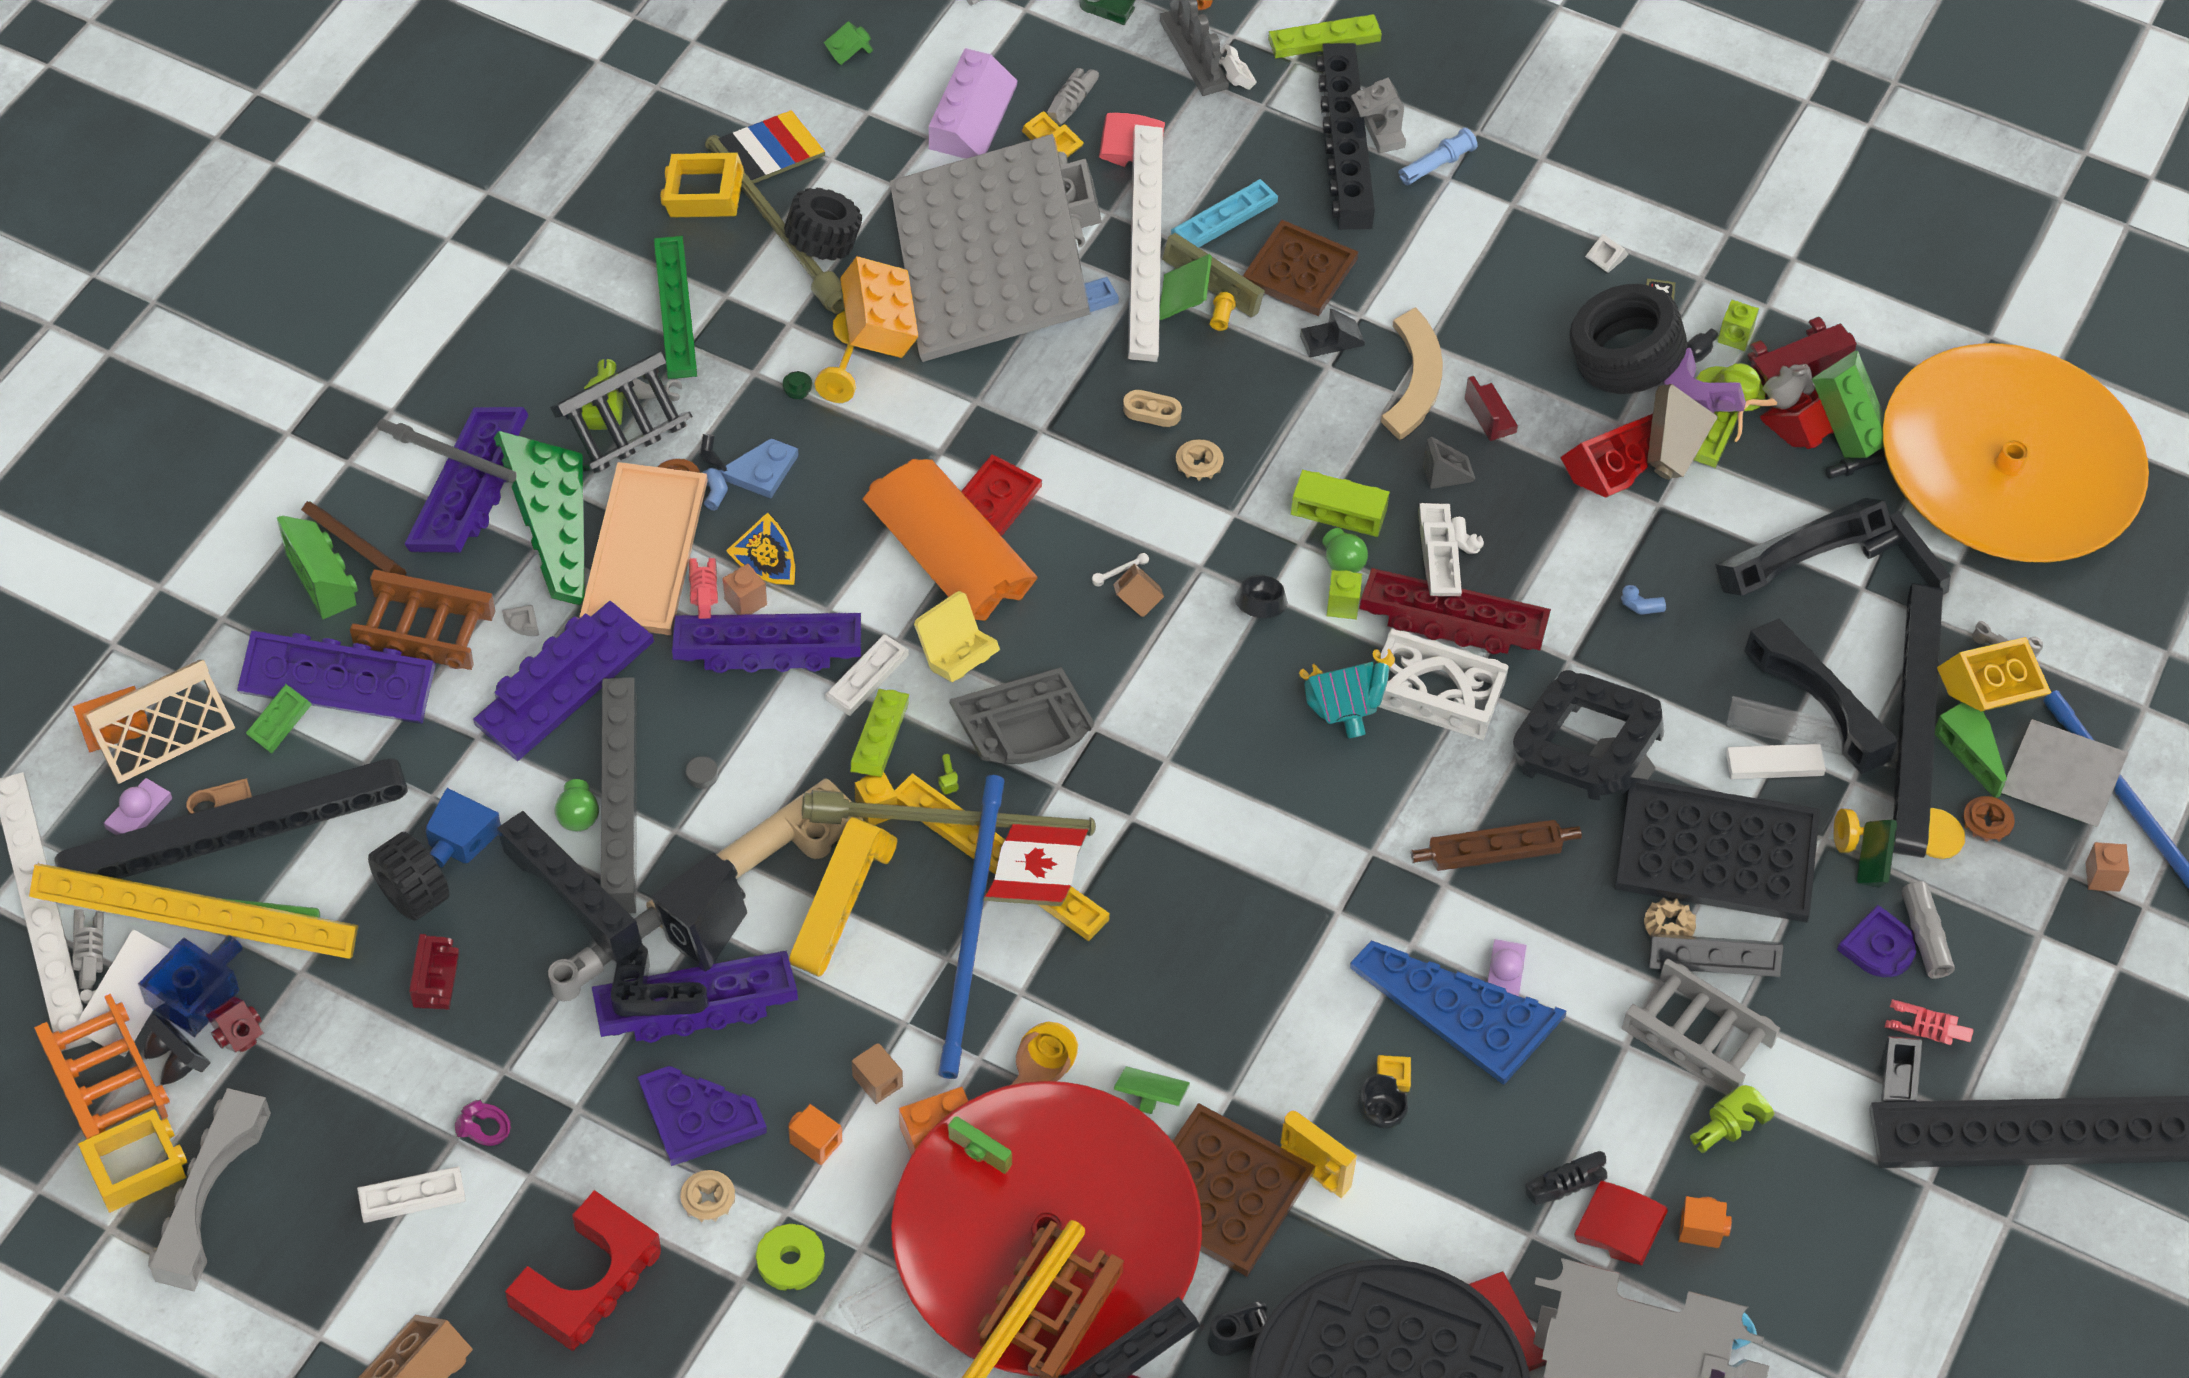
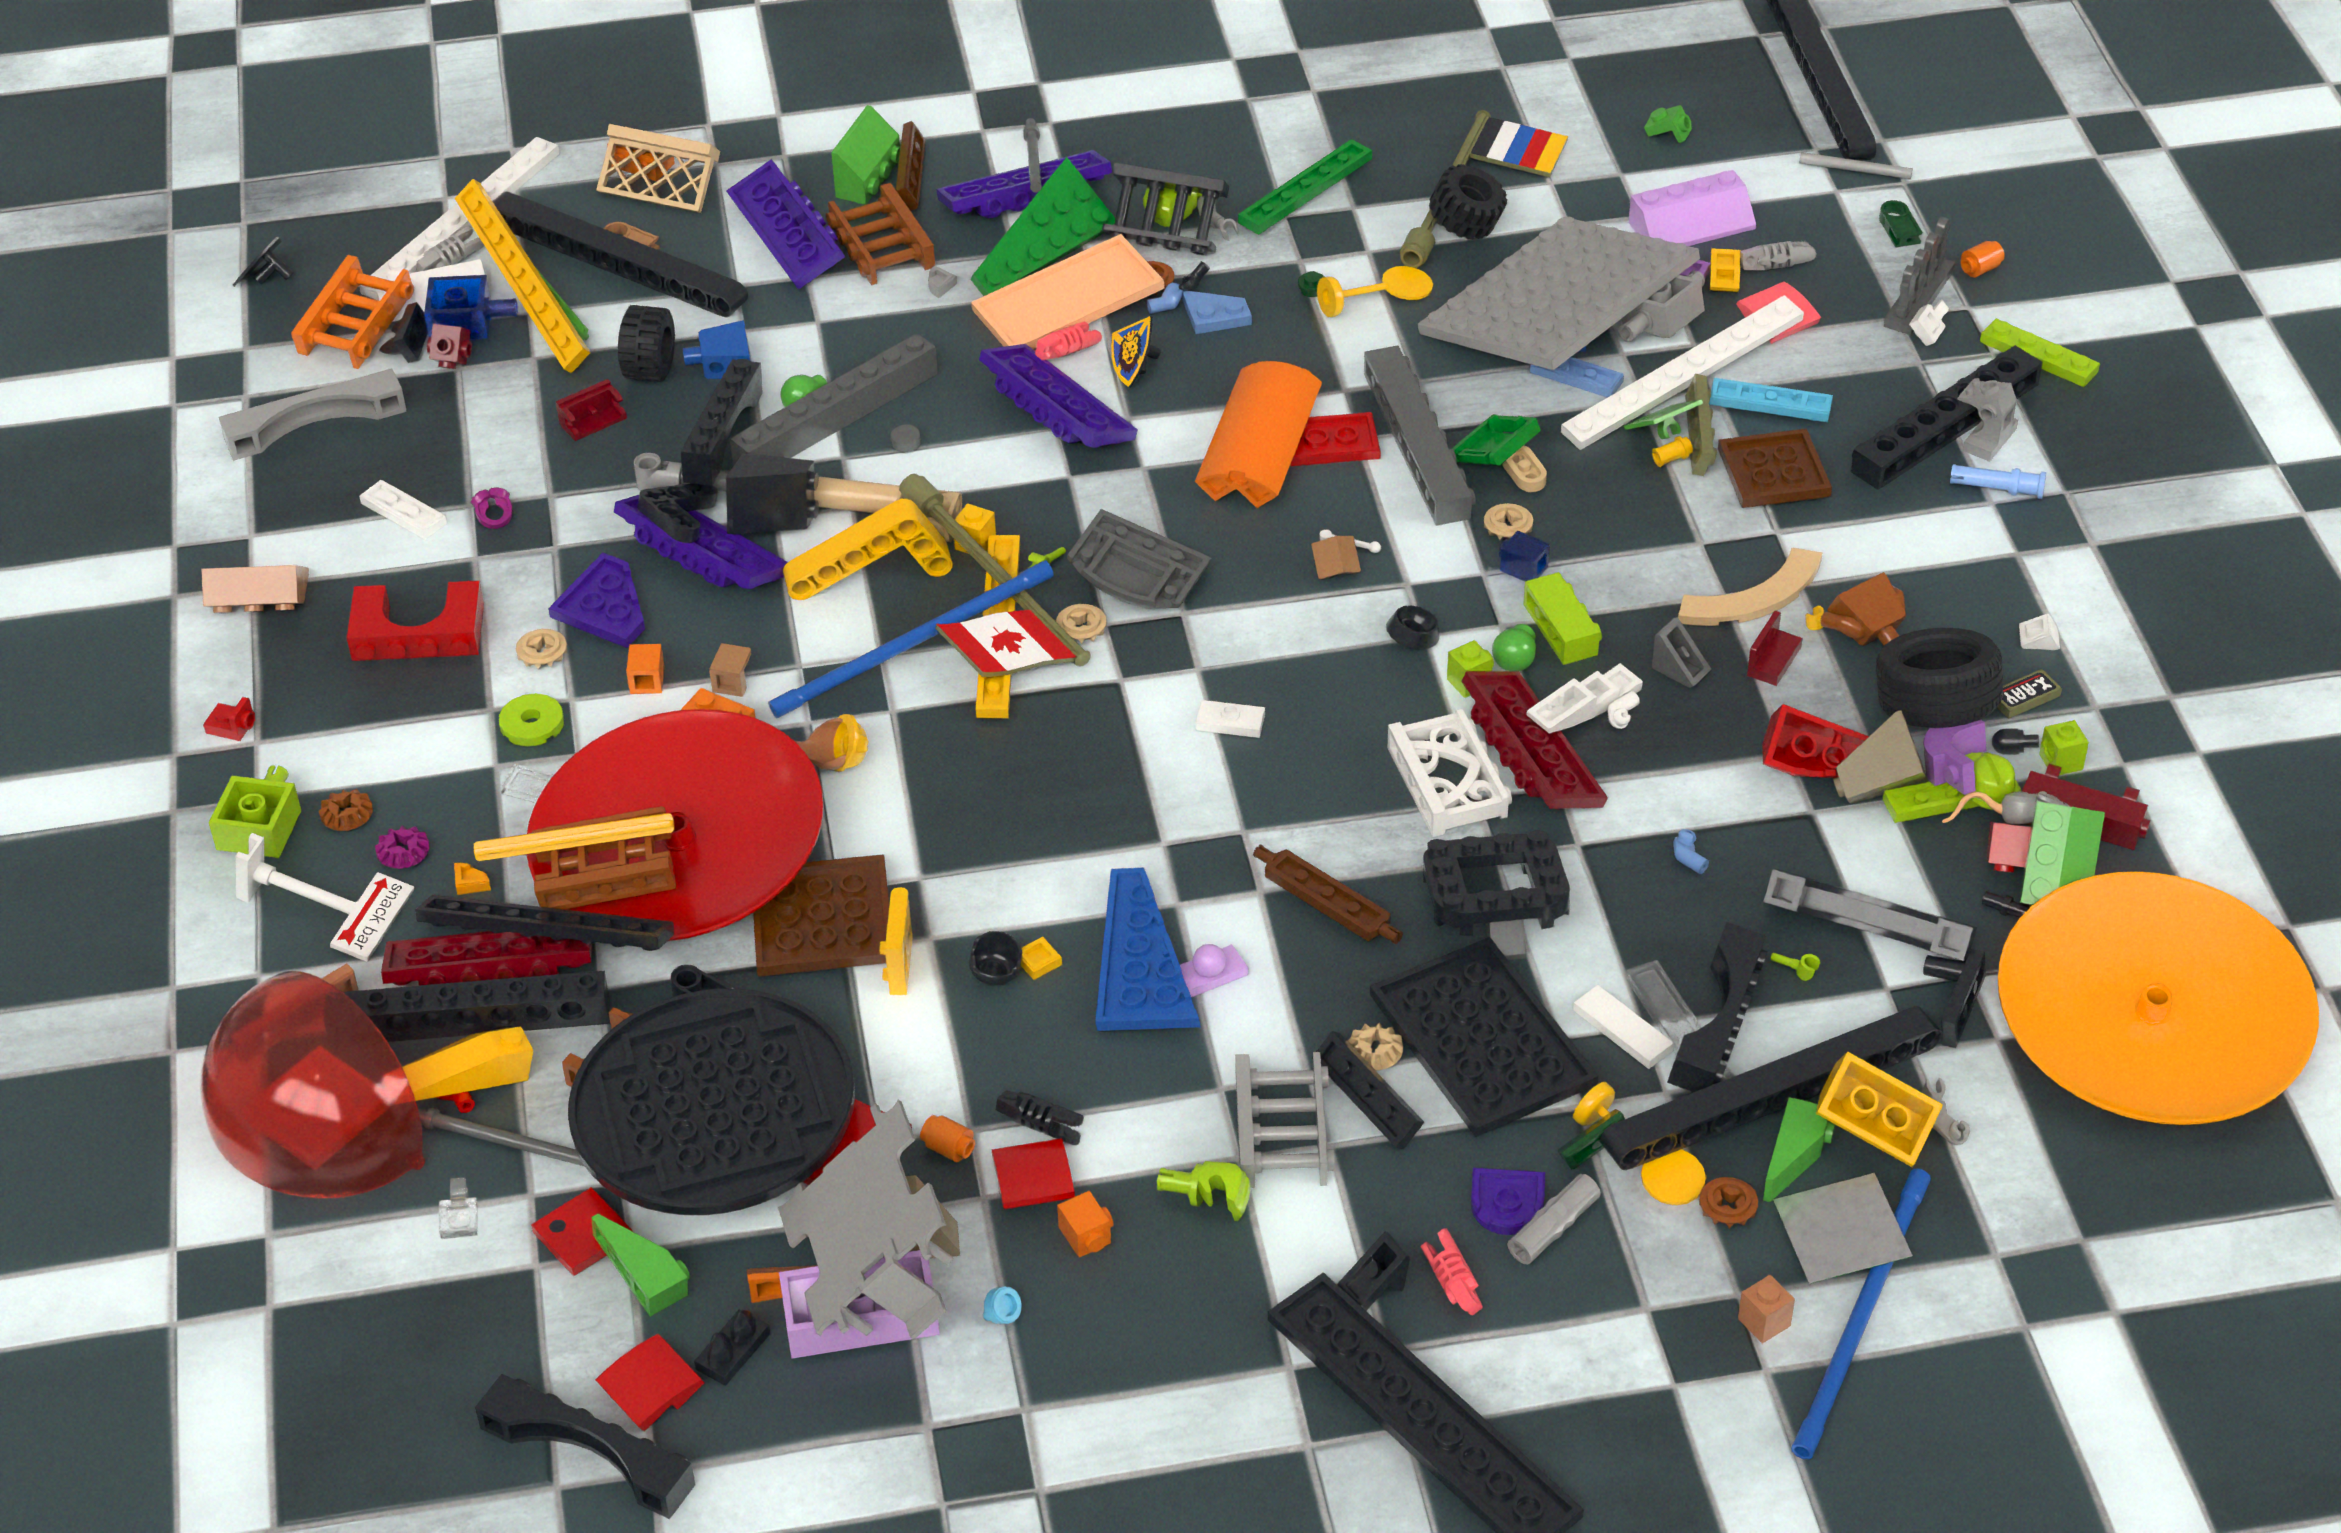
camera: 55 degrees right, 10 degrees down
(137, 807) = (586, 207): lavender tile -> none
(144, 1182) = (272, 366): yellow window -> none
(278, 718) = (723, 221): bright green plate -> none
(561, 678) = (887, 320): dark purple plate -> none
(703, 205) = (1429, 147): yellow window -> none
(745, 590) = (1086, 361): nougat brick -> none
(867, 674) = (1090, 468): white tile -> none
(879, 307) = (1425, 271): light orange brick -> none
(879, 732) = (1033, 494): lime plate -> none
(953, 639) = (1165, 480): light yellow bracket -> none
(979, 1145) = (696, 735): bright green plate -> none
(1050, 444) = (1418, 435): none -> dark grey brick
(1054, 790) = (1079, 614): none -> tan gear
(1114, 410) = (1490, 445): none -> green container
(1151, 1088) = (869, 819): bright green piece -> none
(1247, 777) = (1230, 718): none -> white plate
(1258, 478) = (1524, 556): none -> clear blue brick
(1335, 336) = (1733, 525): black slope -> none
(1348, 692) = (1367, 717): teal torso -> none
(1508, 328) = (1863, 612): none -> dark orange torso
(1541, 1255) = (947, 1138): none -> orange brick
(1806, 619) = (1804, 968): none -> lime hand

